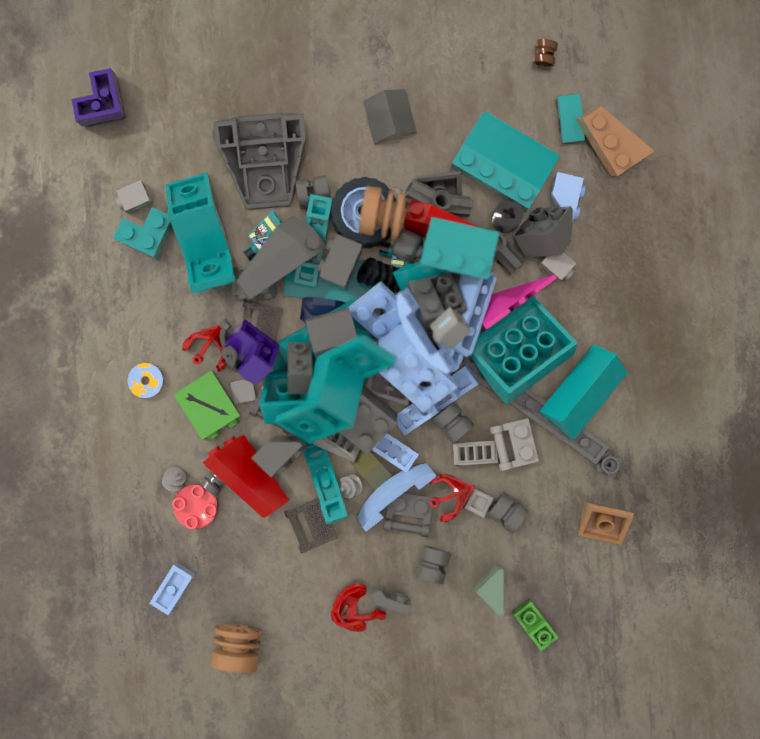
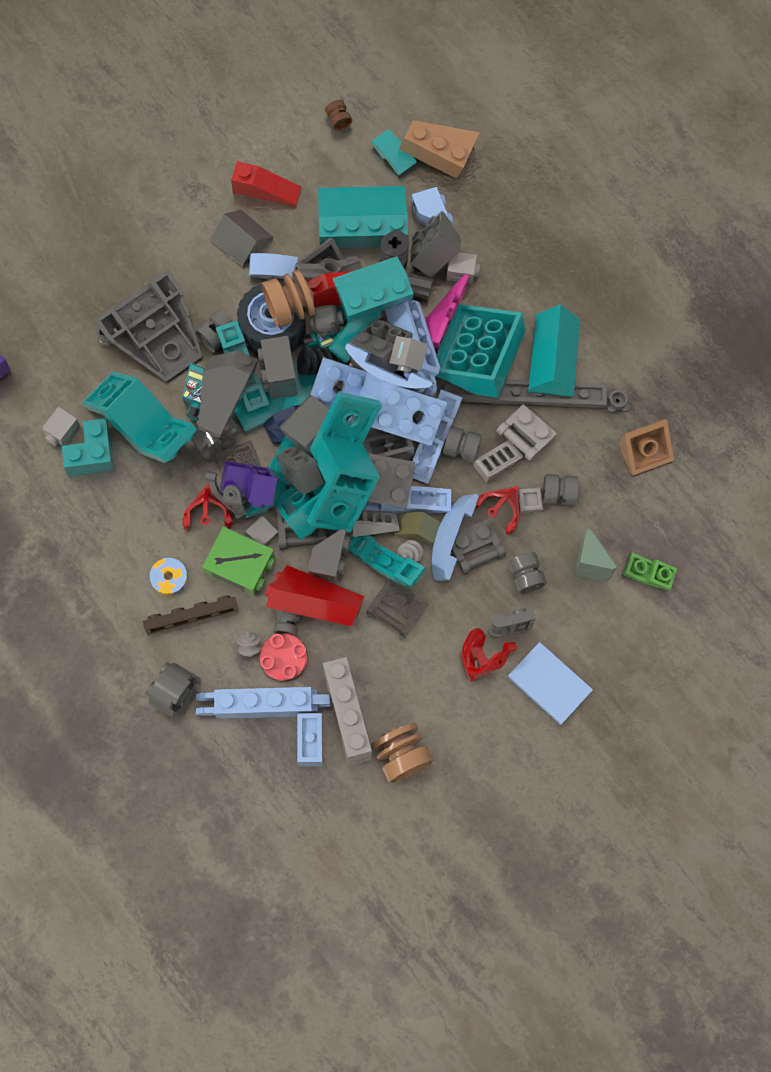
camera: 35 degrees left, 15 degrees down
(90, 481) = (173, 690): none -> dark grey brick
(133, 421) = (182, 616): none -> dark brown plate
(154, 535) = (262, 702): none -> light blue hinge
(205, 608) = (348, 711): none -> light grey arch
(392, 663) = (550, 683): none -> light blue tile
(398, 161) = (271, 265): none -> light blue slope
(439, 80) = (264, 185): none -> red slope

